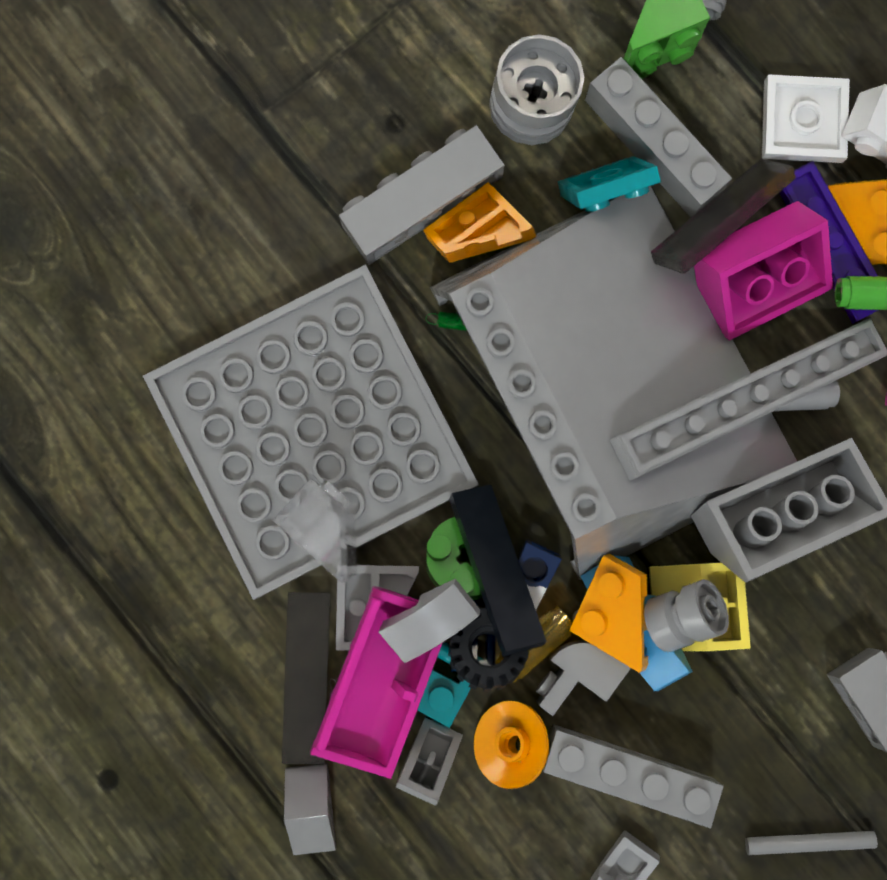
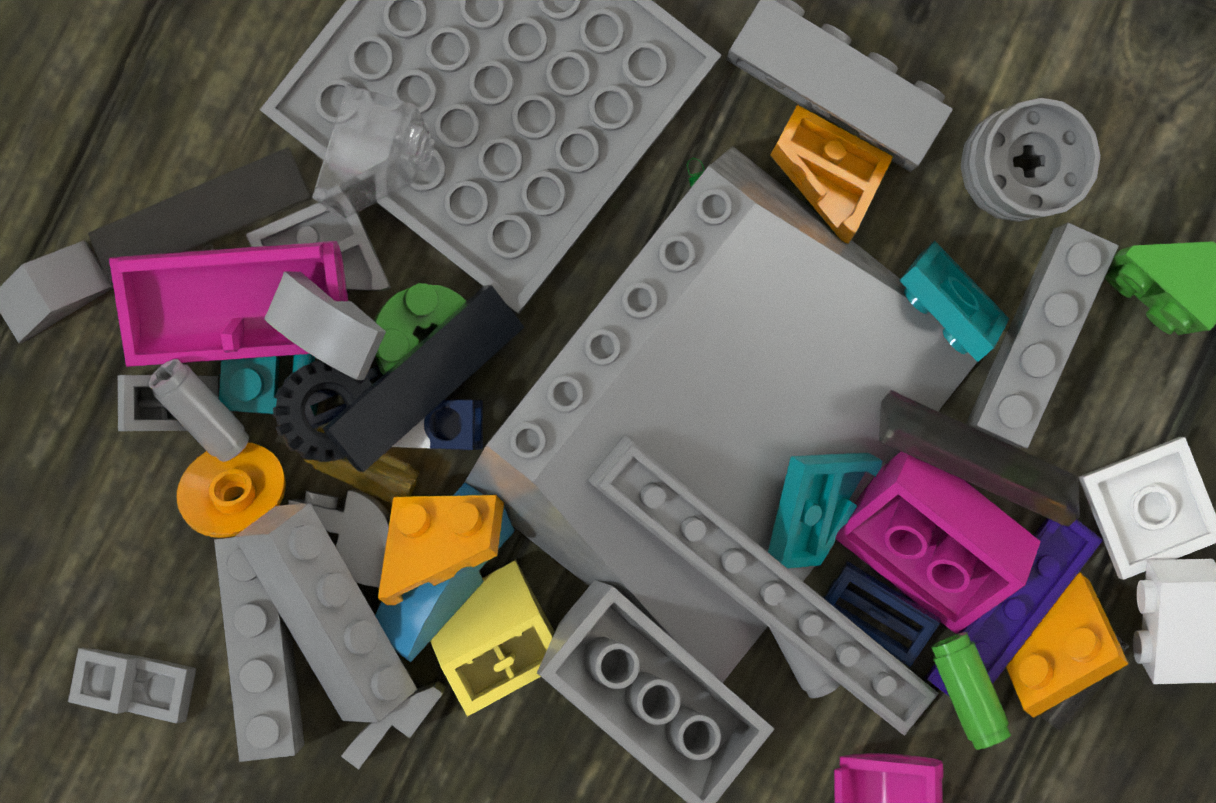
camera: 60 degrees right, 5 degrees up
(445, 741) = (198, 410): none -> light grey piece
(632, 715) = (326, 613): none -> light grey brick
(686, 617) = (468, 622): light grey wheel -> none
(708, 338) = (816, 505): none -> teal wing
(724, 693) = (404, 718): none -> light grey slope
(768, 351) = (928, 620): none -> dark blue tile

